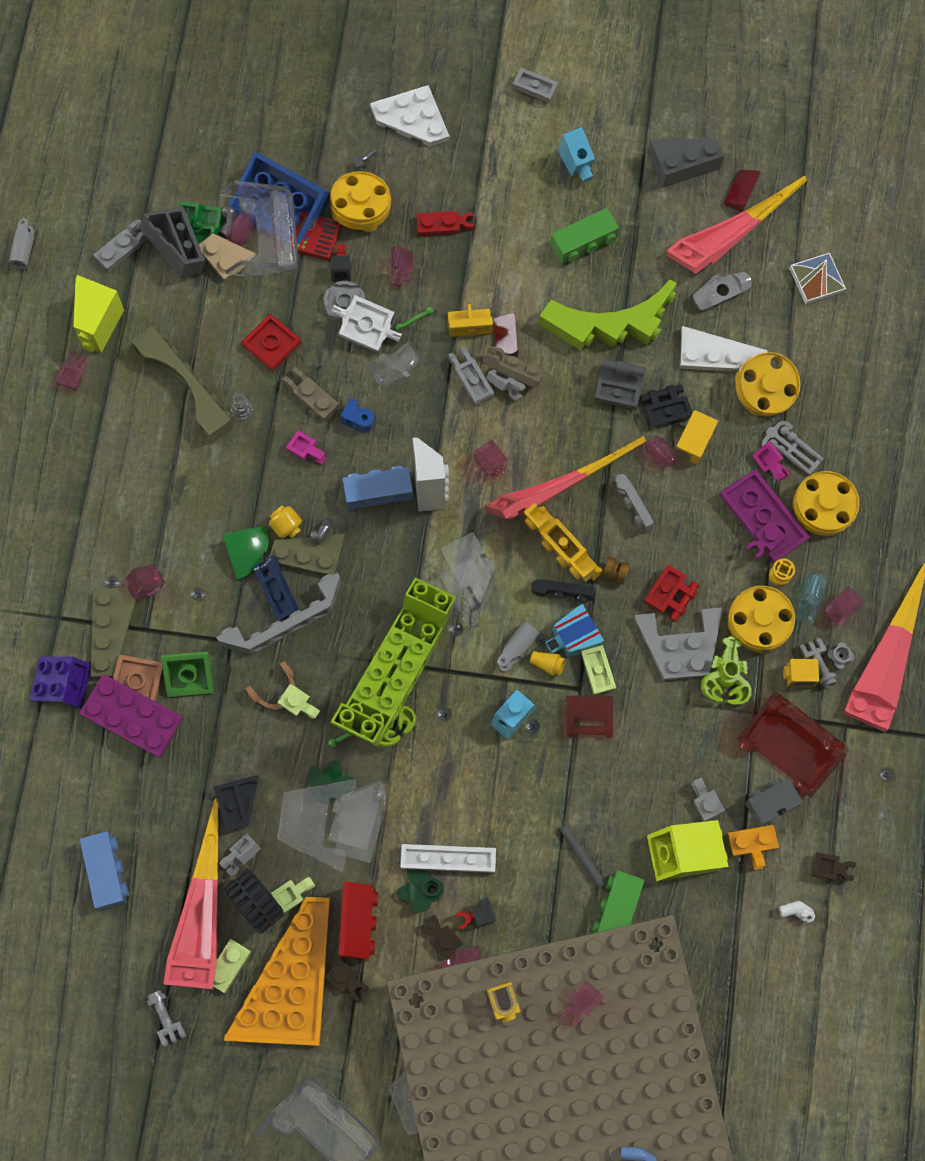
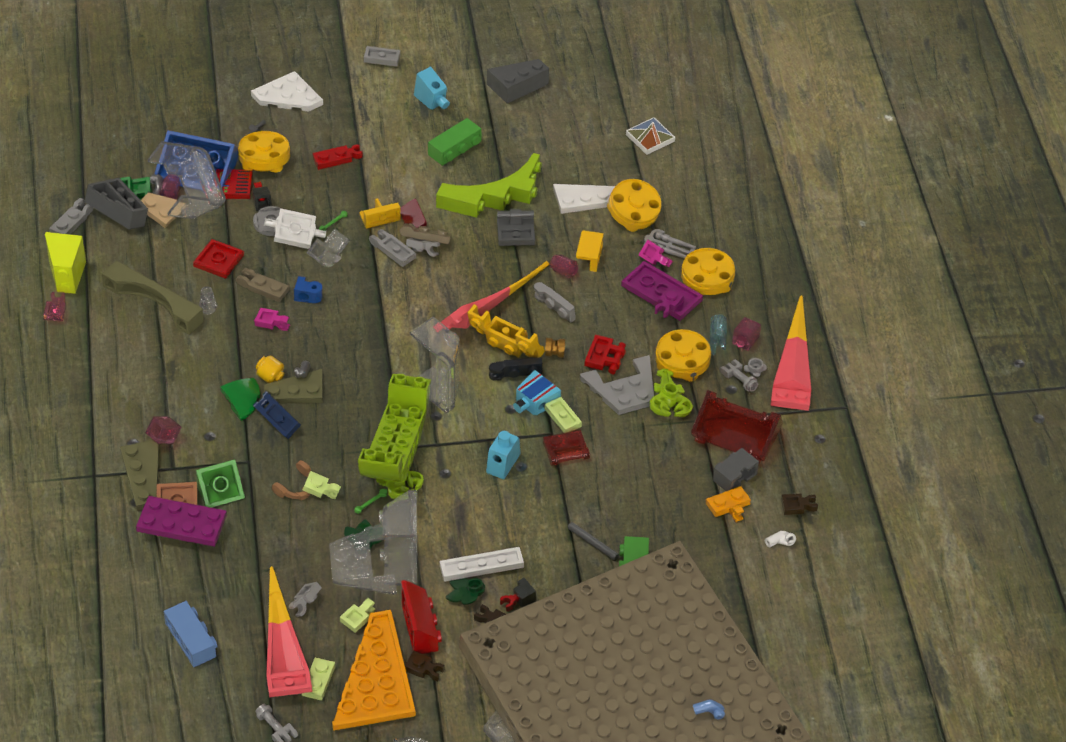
camera: 15 degrees left, 25 degrees down
(61, 680) = (109, 510): dark purple bracket -> none
(232, 638) = (256, 457): light grey slope -> none
(236, 802) = (289, 564): black wing -> none
(254, 901) = (328, 618): black tyre -> none
(377, 487) = (340, 333): medium blue brick -> none
(402, 261) = (312, 186): clear pink plate -> none
(430, 477) = (382, 305): white slope -> none
(491, 459) = (427, 296): clear pink brick -> none
(503, 1002) = (561, 619): brick -> none
(517, 646) = (491, 412): light grey piece -> none
(548, 662) = (520, 418): yellow cone -> none
(584, 1000) = (627, 606): clear pink plate -> none
(668, 411) = (558, 237): black plate -> none
(687, 850) = (676, 514): neon yellow slope -> none
(707, 803) = (681, 485): light grey plate -> none
(708, 297) = (567, 162): light grey piece -> none
(712, 243) = (560, 127): coral plate -> none
(742, 189) = (571, 91): dark red slope -> none
(780, 576) = (689, 320): yellow wheel -> none
(801, 673) = (728, 383): yellow brick -> none

